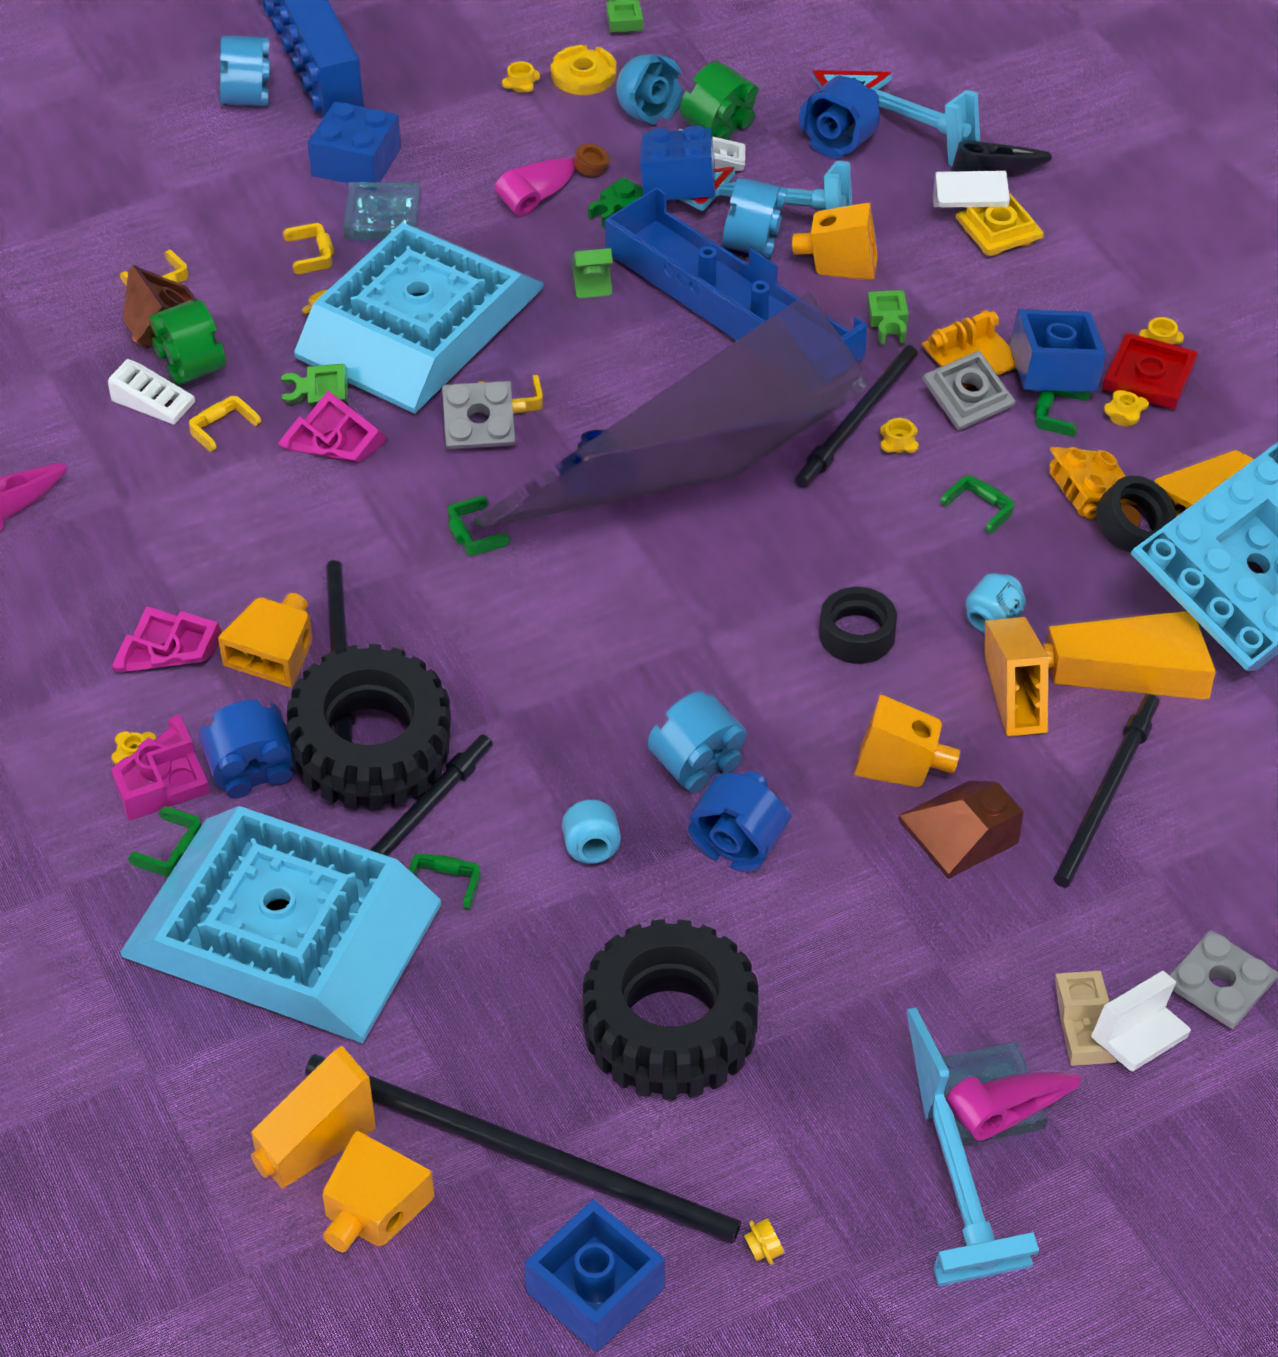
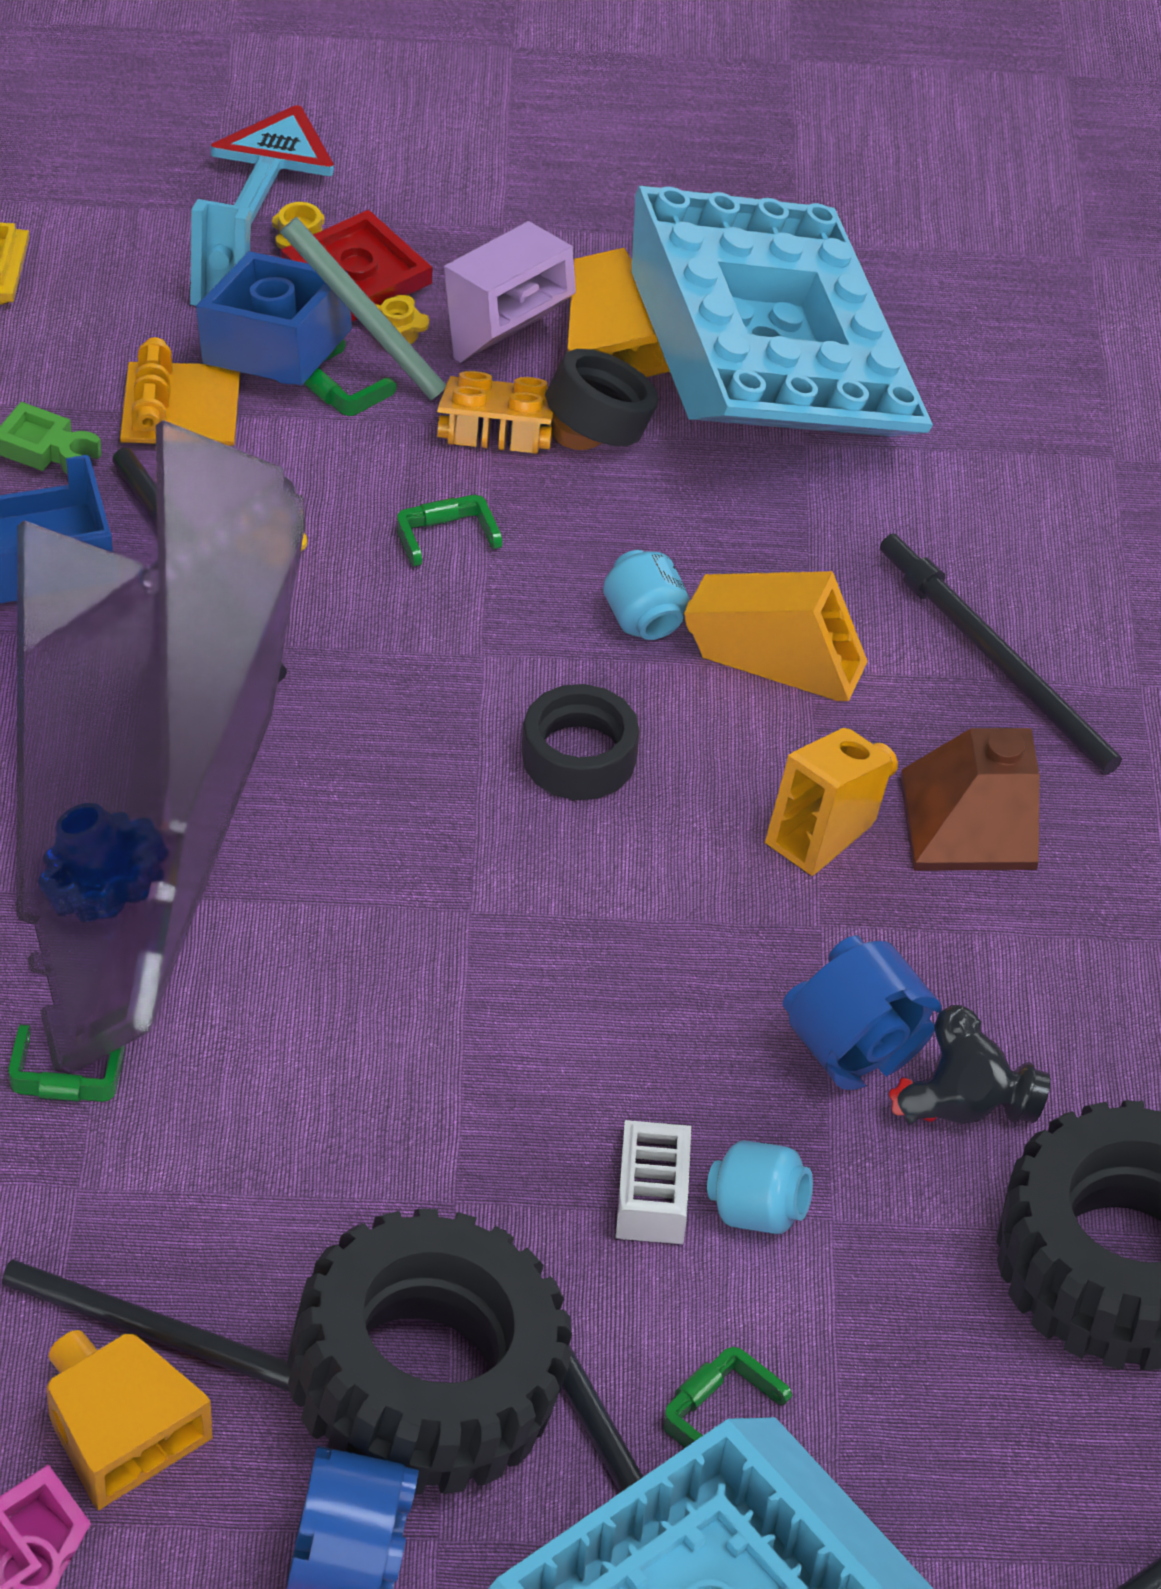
camera: 65 degrees left, 0 degrees up
(554, 779) = (653, 1219): none -> white slope
(698, 740) = (695, 990): dark azure brick -> none
(740, 895) = (970, 1078): none -> black animal
(965, 406) = (233, 412): light grey piece -> none
(1088, 374) = (363, 308): none -> sand green bar
(1134, 655) = (826, 504): light orange slope -> none
(1168, 427) = (506, 287): none -> lavender slope
(1220, 295) = (223, 230): none -> medium azure piece

